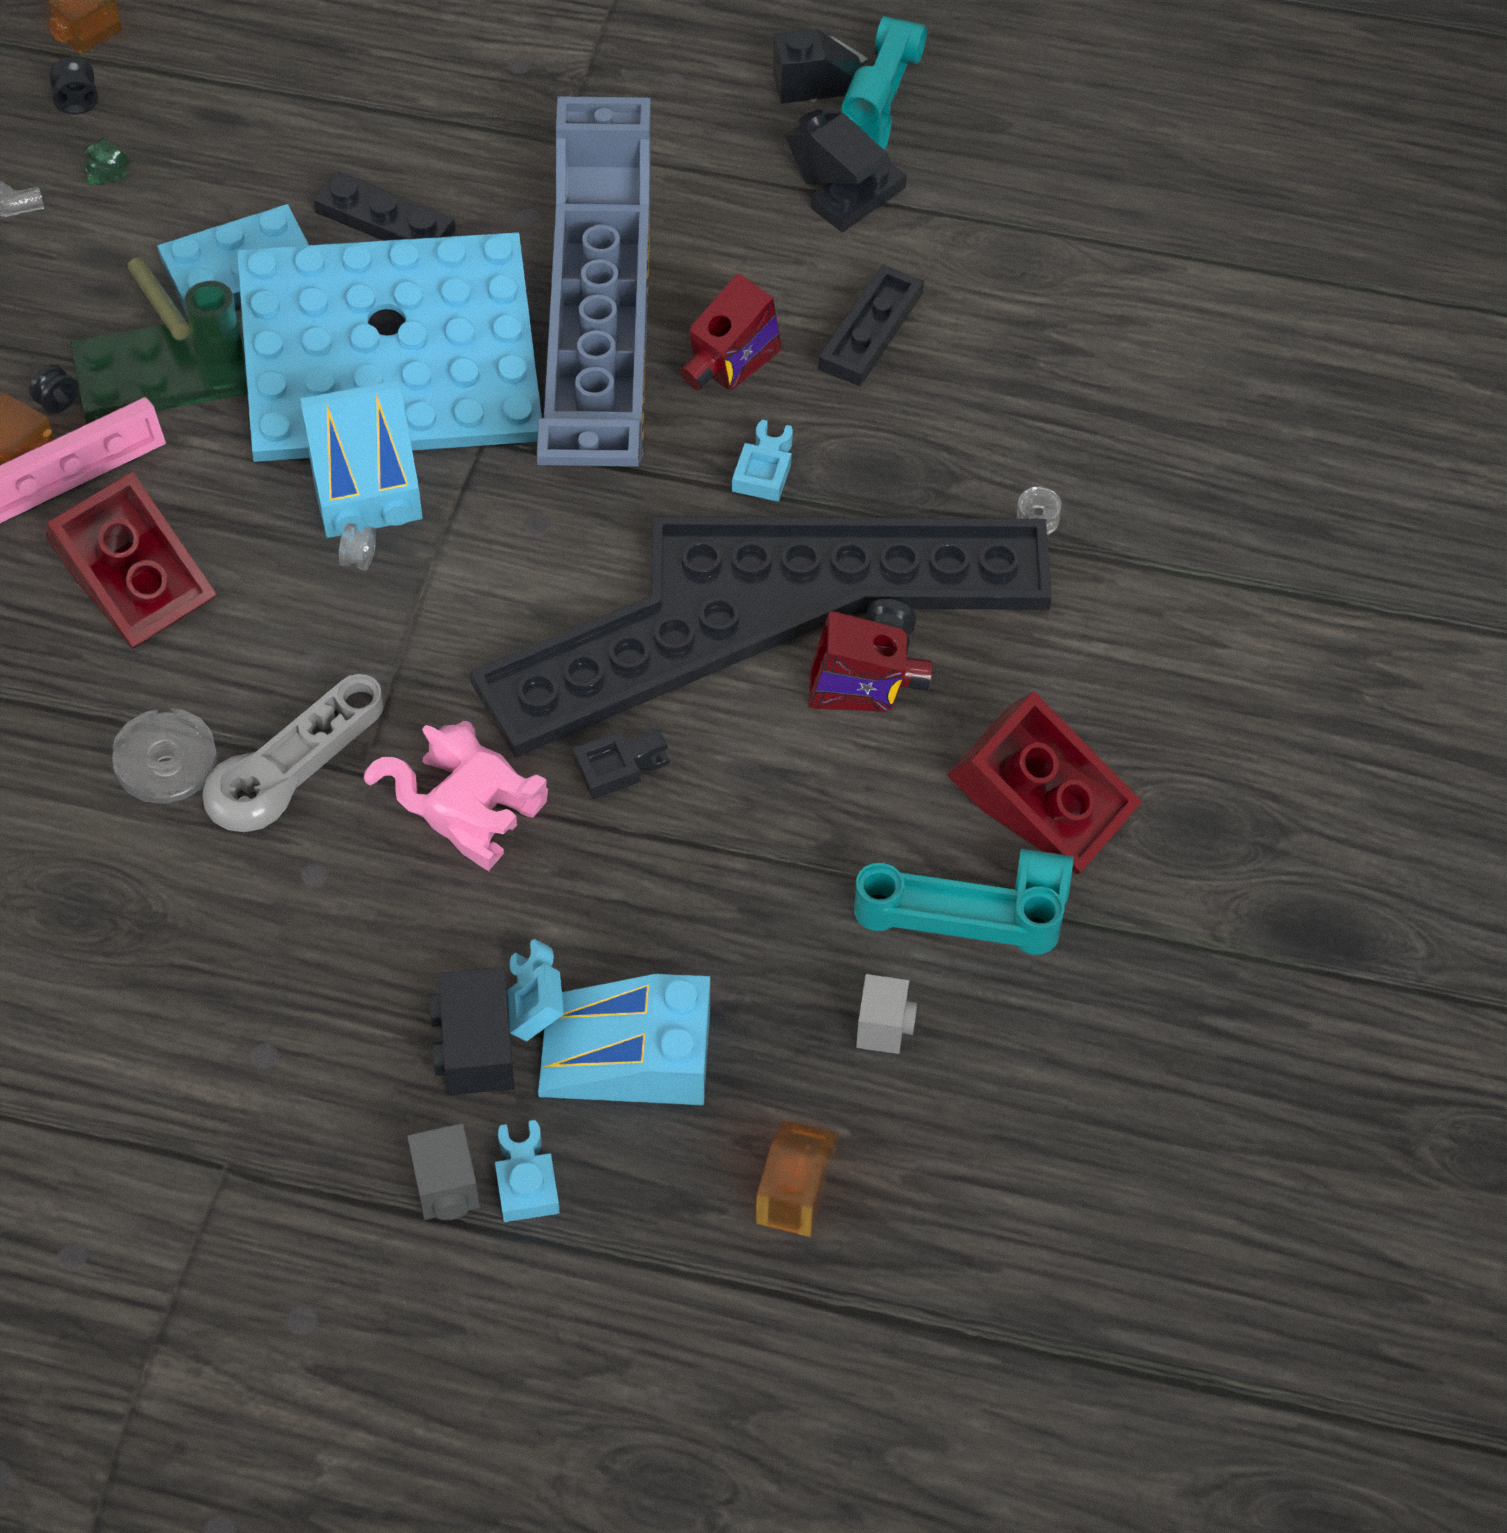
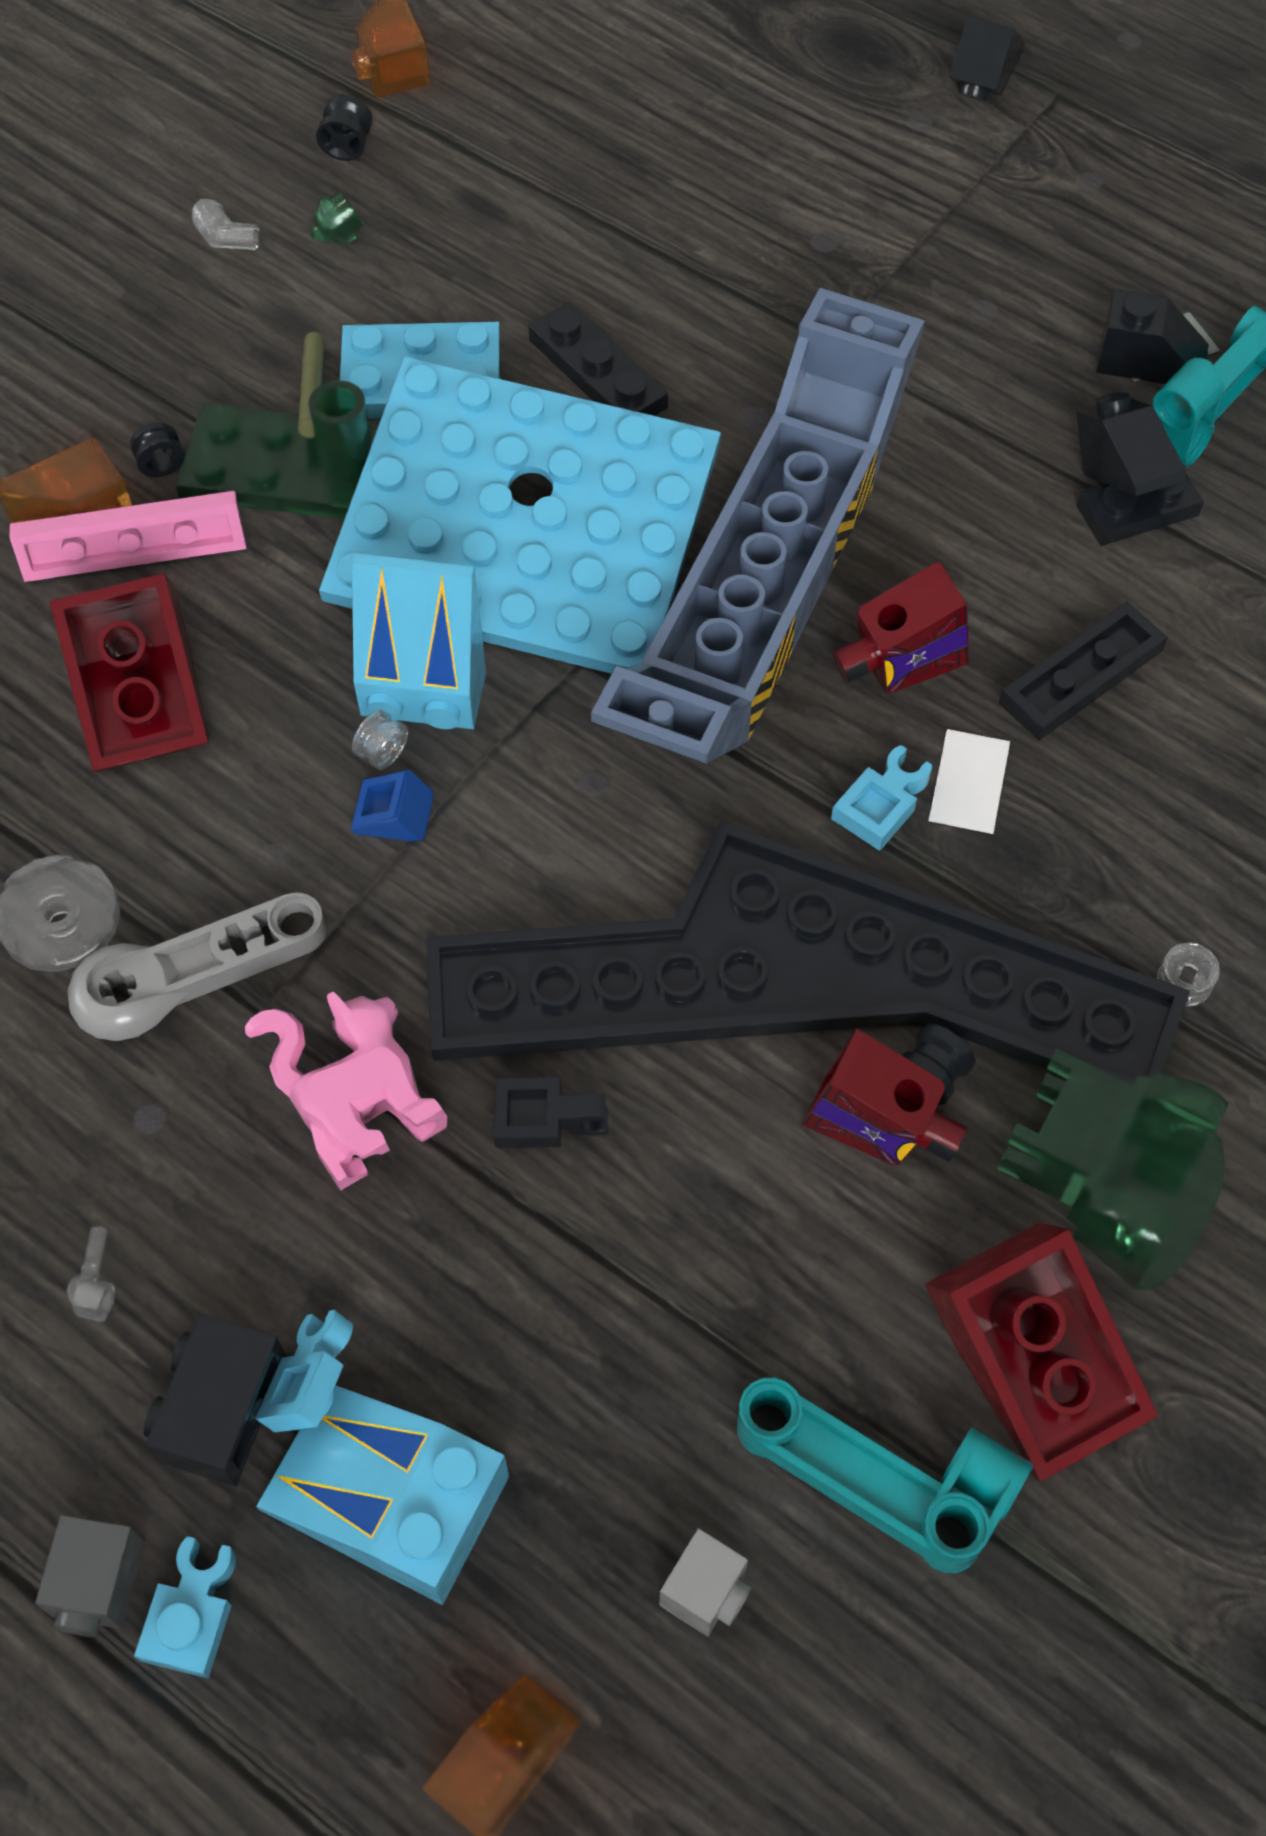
camera: 25 degrees right, 5 degrees up
(338, 1003) = (91, 1296): none -> clear hand
(389, 593) = (393, 807): none -> blue slope
(821, 432) = (969, 781): none -> white sticker
(1049, 643) = (1128, 1162): none -> clear green piece

